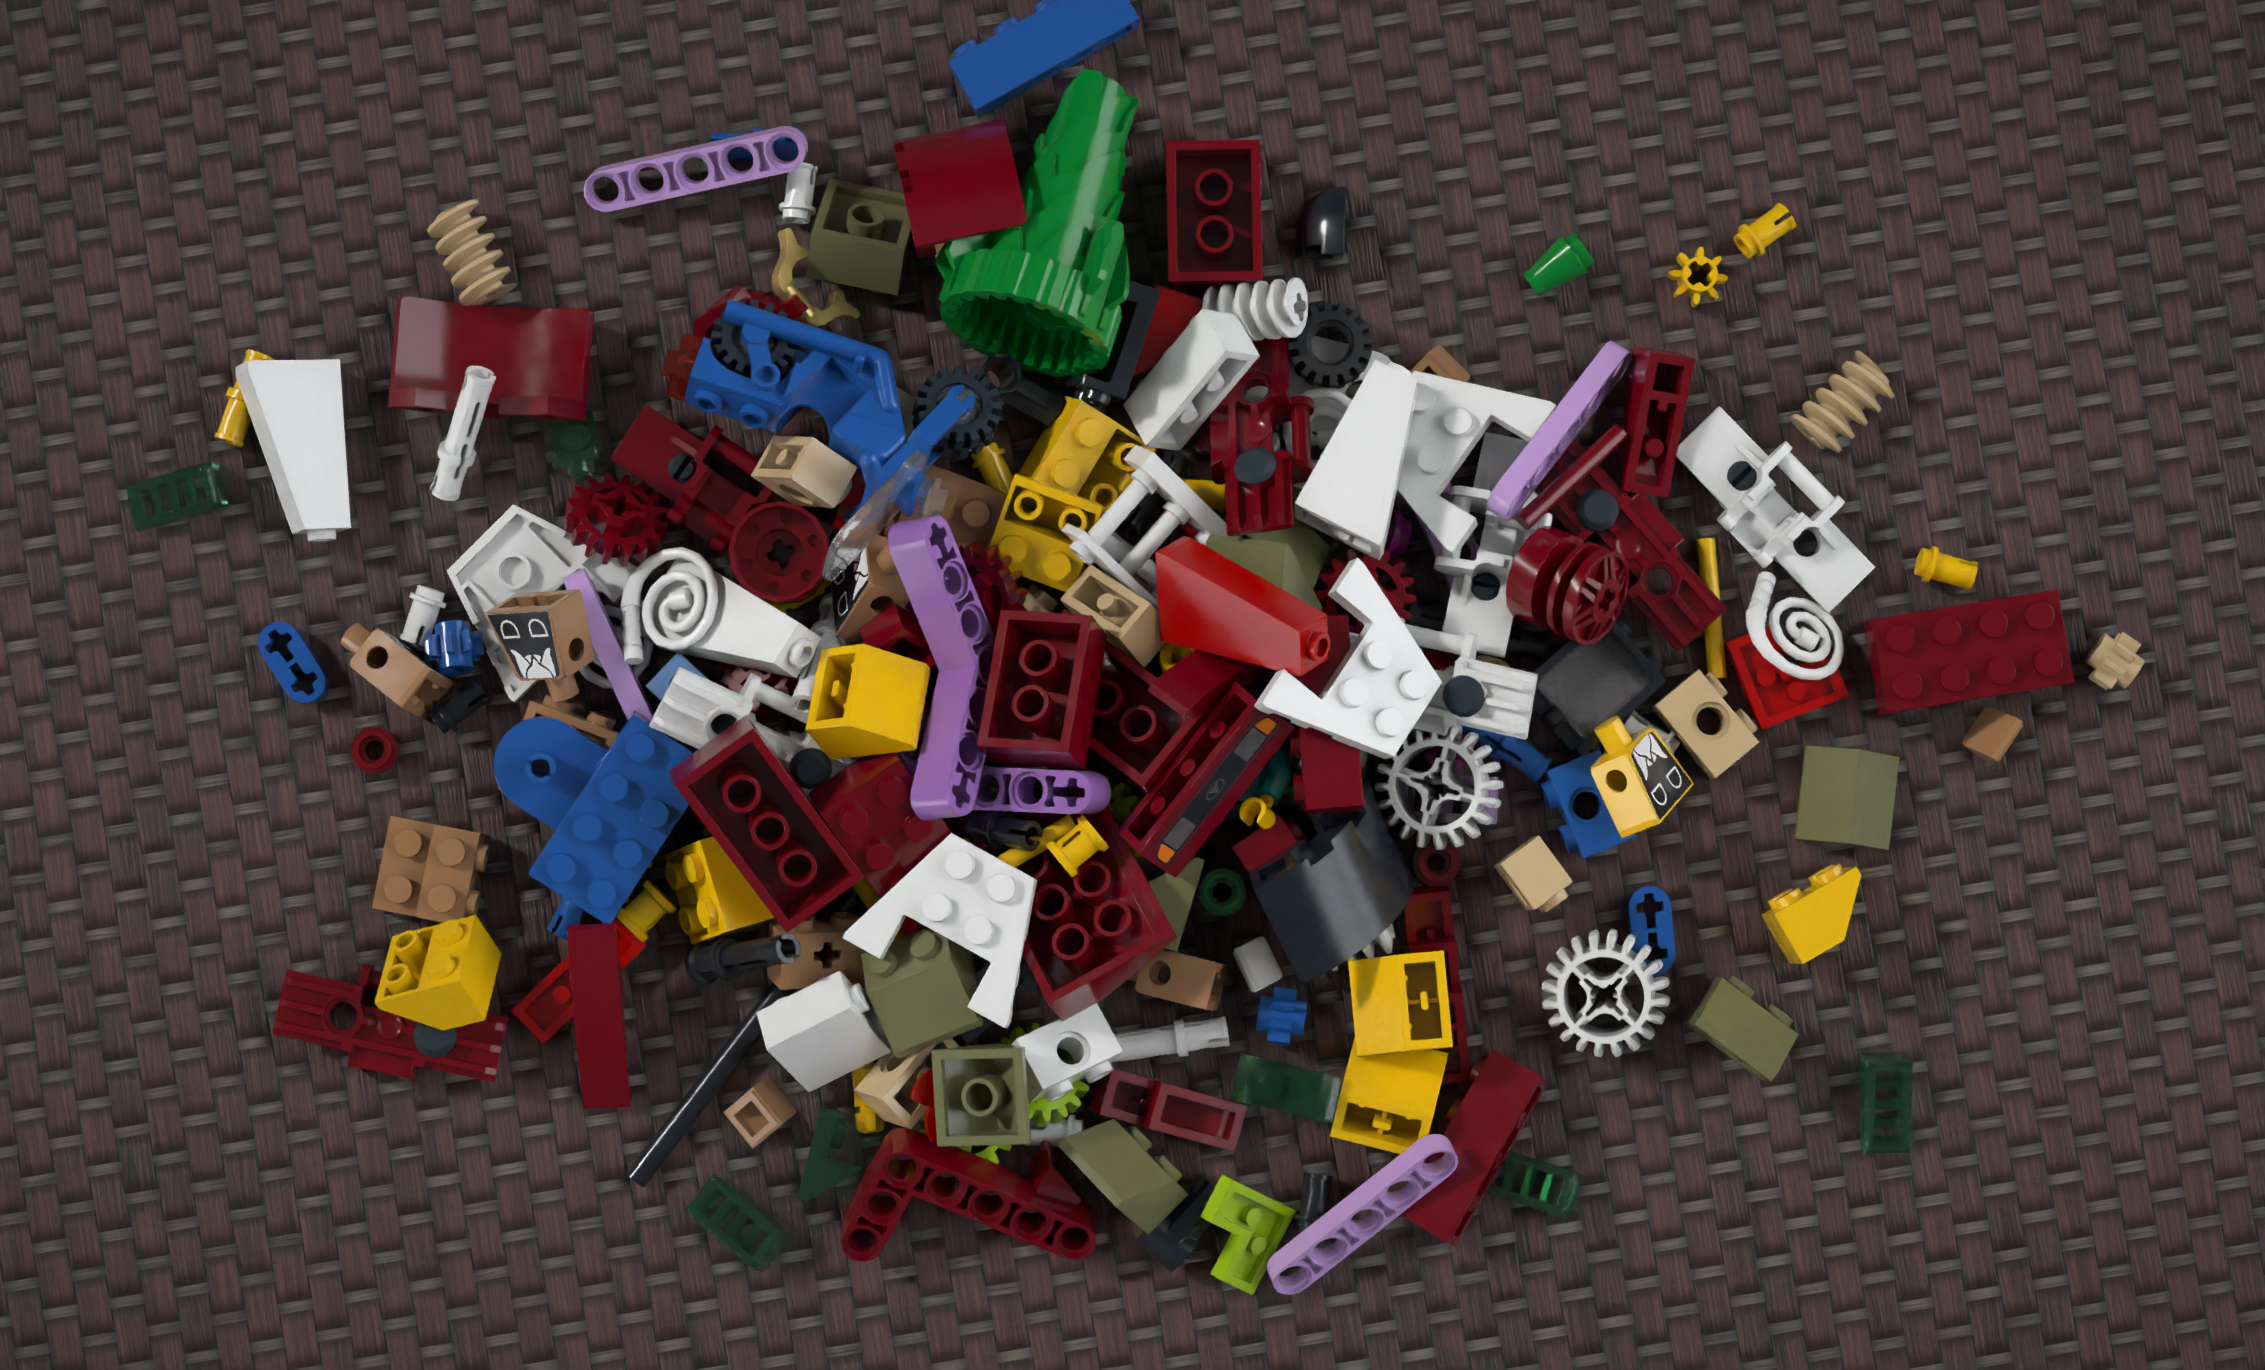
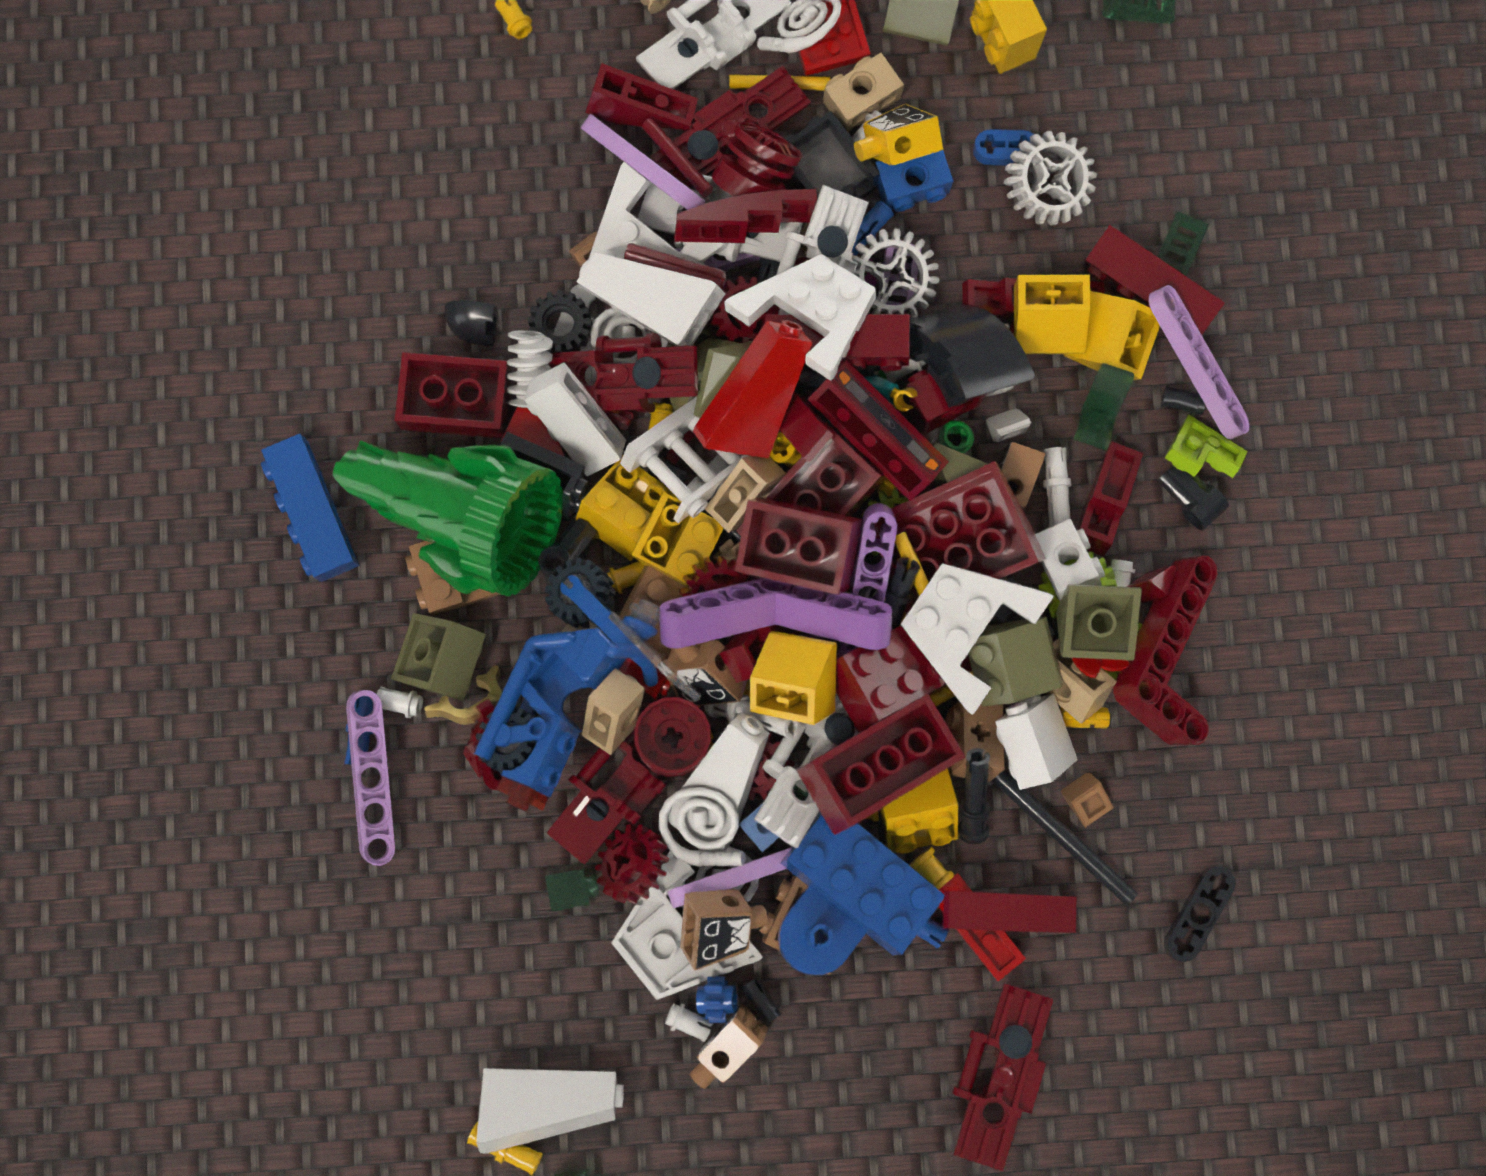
camera: 85 degrees left, 5 degrees down
(284, 669) = (719, 1136): blue beam -> none
(360, 746) = (797, 1078): dark red plate -> none
(430, 870) = (885, 1034): medium nougat plate -> none
(440, 974) = (969, 1033): yellow slope -> none
(457, 450) = (565, 982): white pin -> none
(469, 254) = (414, 958): tan piece -> none
(533, 352) = (498, 949): dark red panel -> none
(598, 1244) = (1194, 941): none -> black beam
(769, 1249) = (1159, 815): clear green slope -> none
(822, 1169) = (1135, 754): clear green slope -> none
(959, 184) = (407, 572): dark red panel -> none
(1077, 846) = (919, 531): yellow bush -> none
(1126, 1172) = (1157, 528): olive slope -> none
(1281, 1016) = (1048, 408): blue gear -> none
(1411, 489) = (673, 263): none -> dark red axle
(1441, 878) = (950, 282): dark red plate -> none
(1480, 556) = (735, 216): none -> dark red slope
(1534, 875) = (962, 216): tan brick -> none
(1559, 264) = (518, 154): green cone -> none
(1697, 290) = (532, 64): yellow gear -> none
(1742, 1028) = (1083, 88): olive slope -> none

